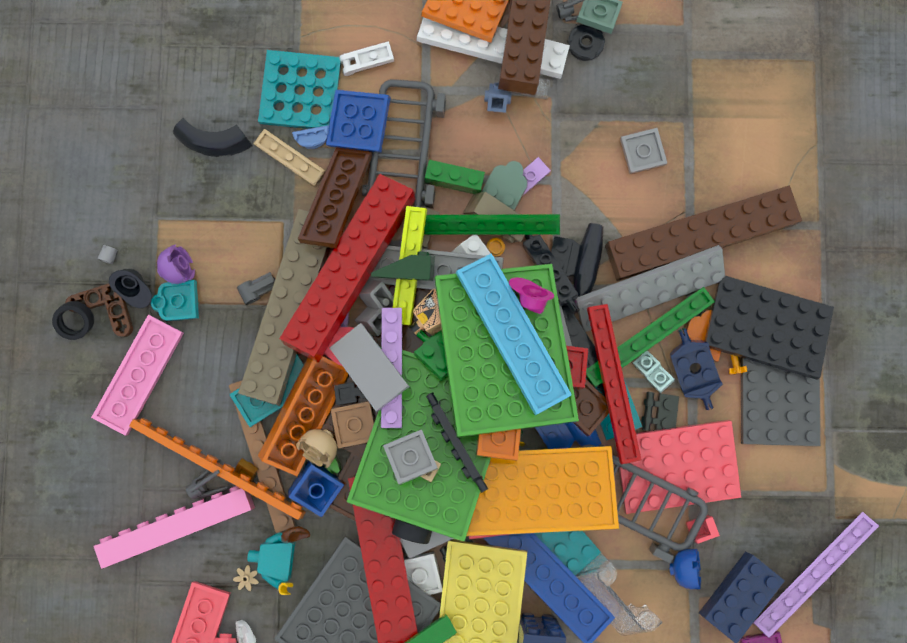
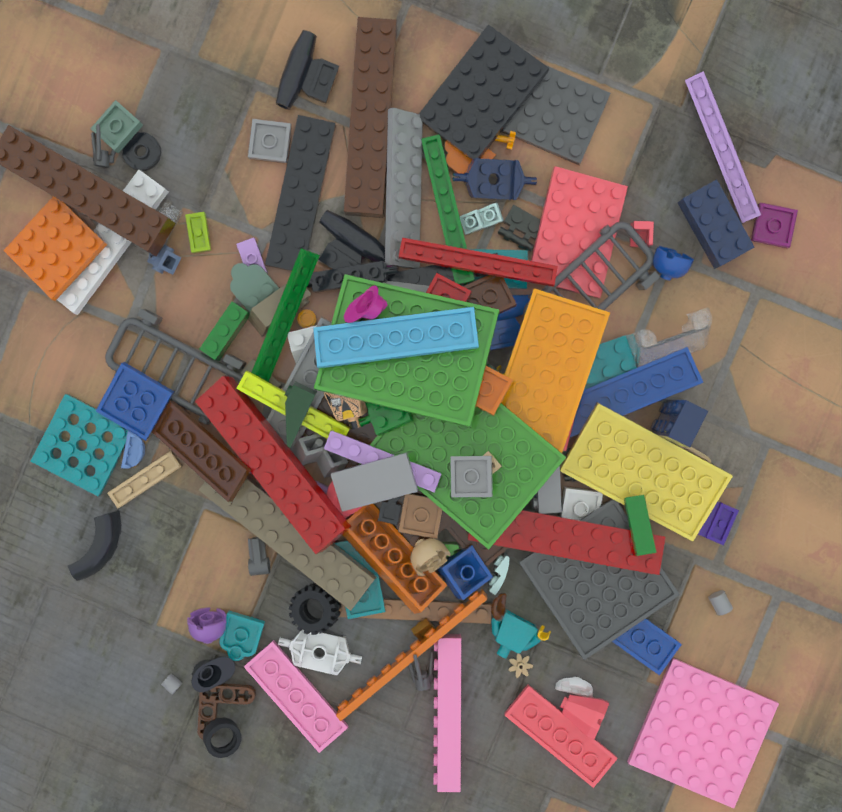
camera: 70 degrees left, 5 degrees up
(197, 393) = (335, 650): none -> white plate
(216, 350) = (305, 619): none -> black tyre
(334, 521) = (501, 567): none -> light aqua slope
(366, 58) = (76, 369): white plate -> none
(411, 532) = (539, 501): black tyre -> none
(450, 436) = (483, 430): black plate -> none
(534, 119) = (198, 232): none -> lime plate
(610, 196) = (300, 191): none -> black plate
(717, 159) = (305, 74): none -> black plate

